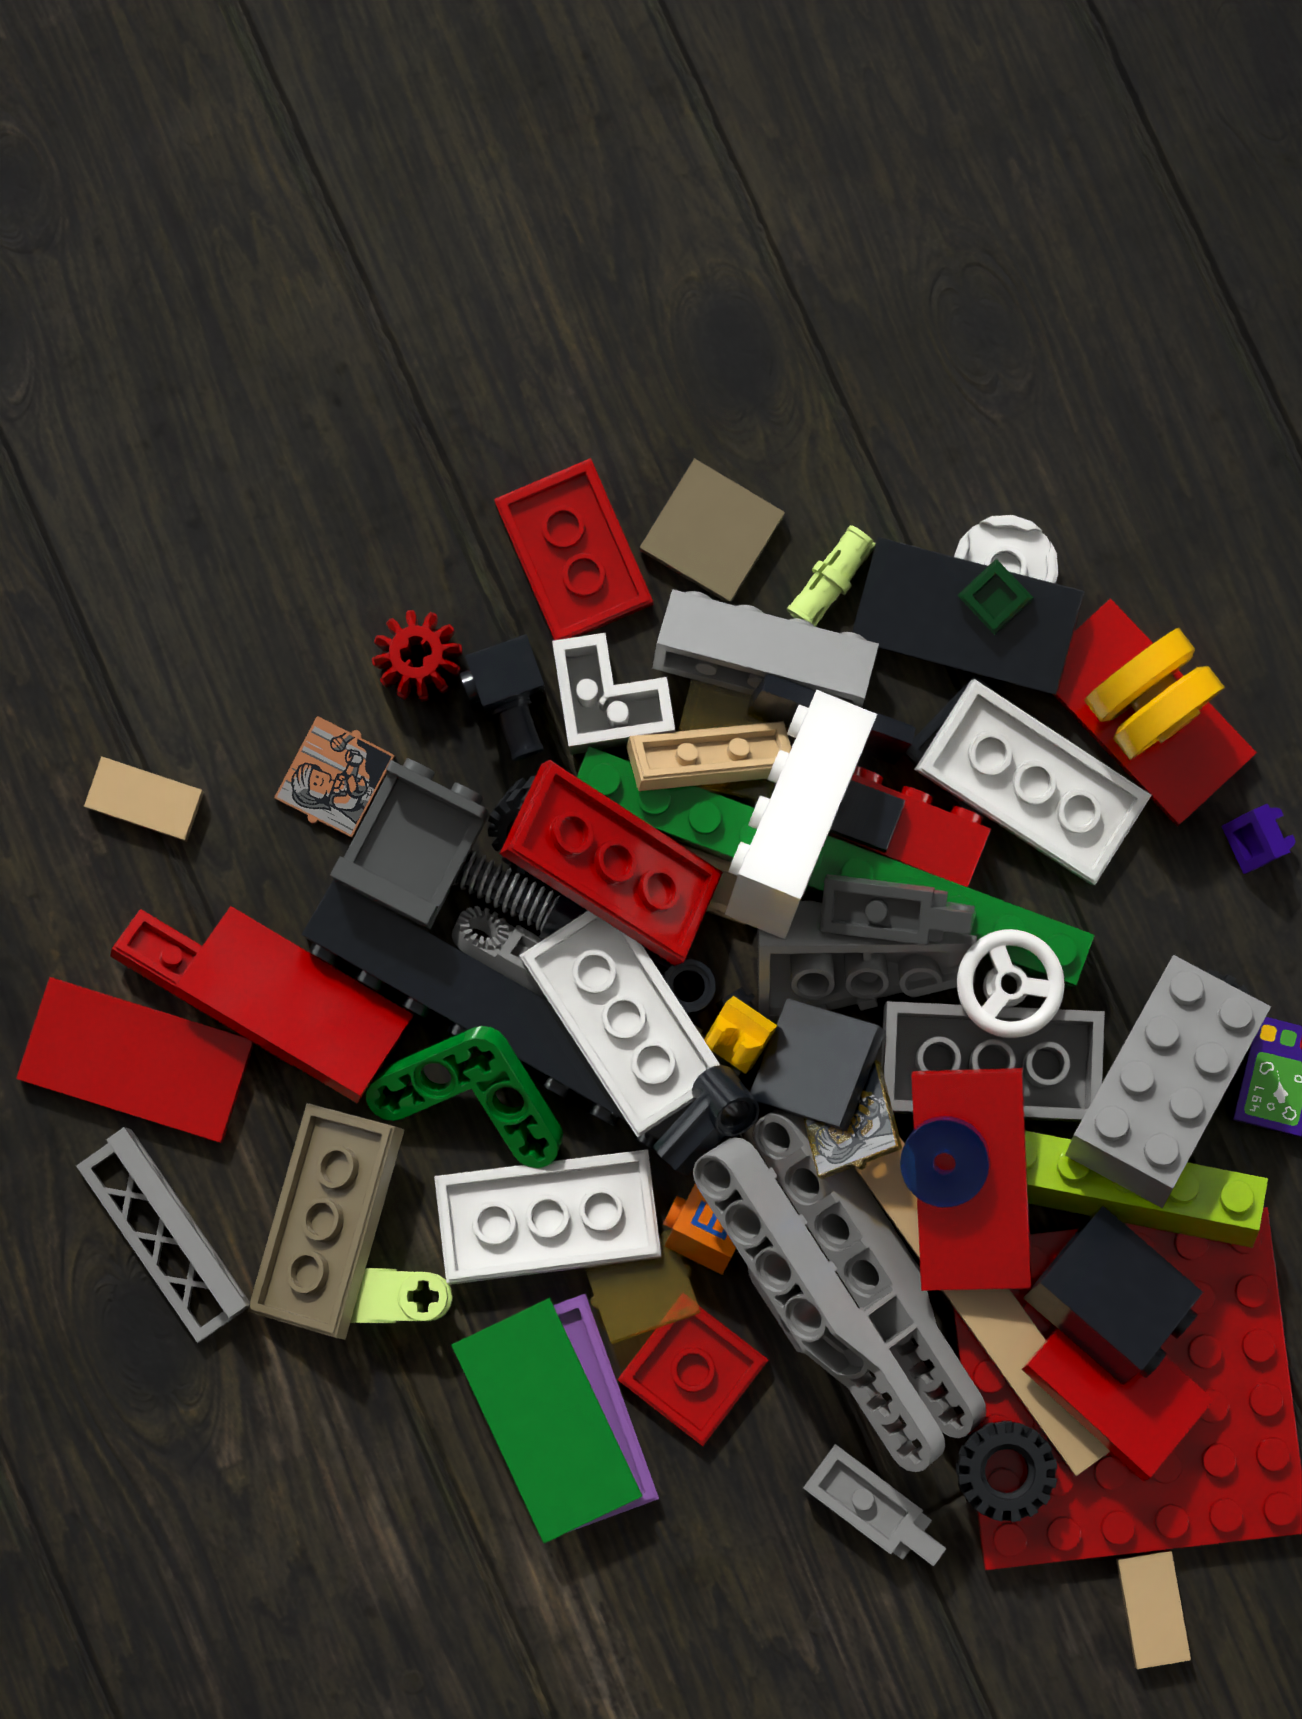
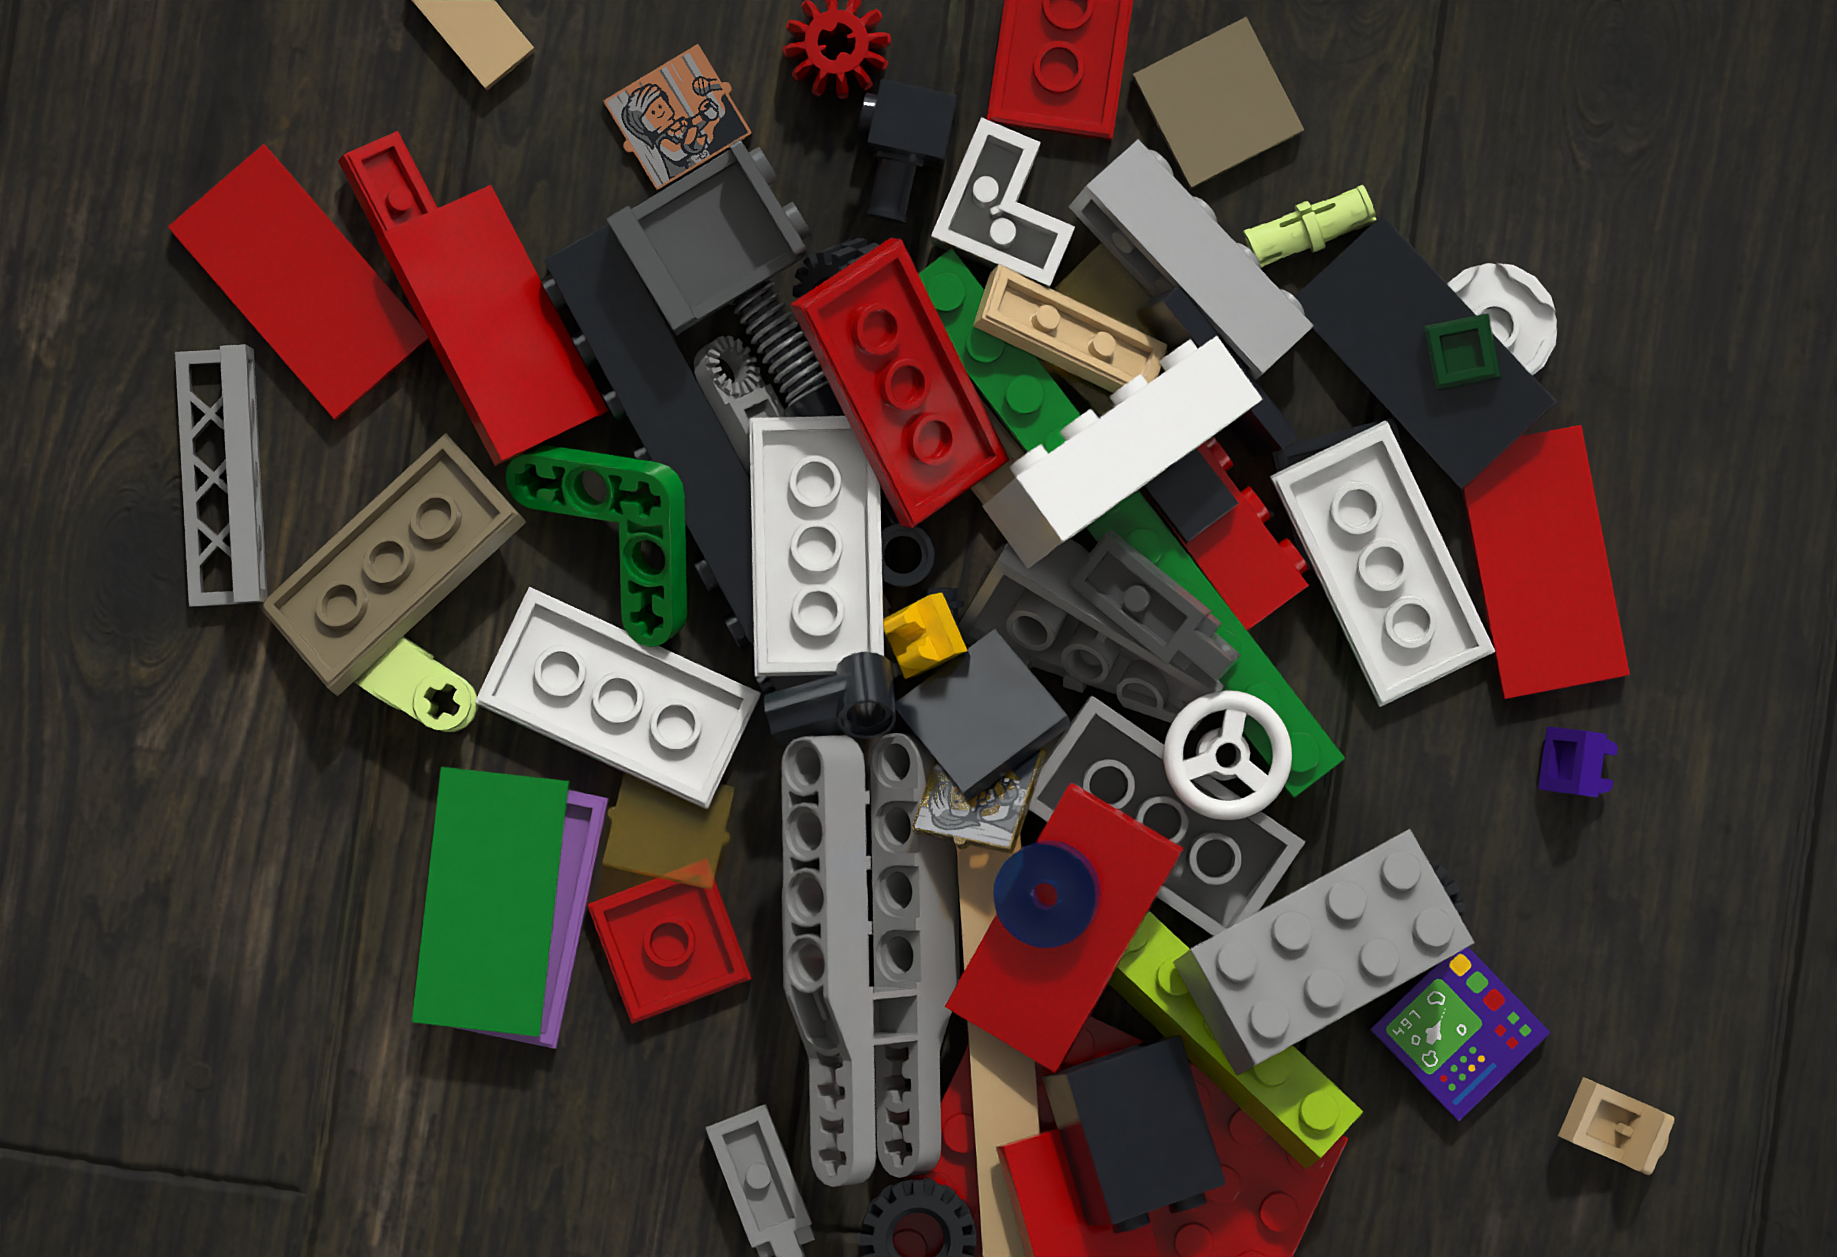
camera: 25 degrees right, 5 degrees up
(698, 1232) = (757, 808): orange brick -> none
(1154, 694) = (1560, 552): yellow wheel -> none

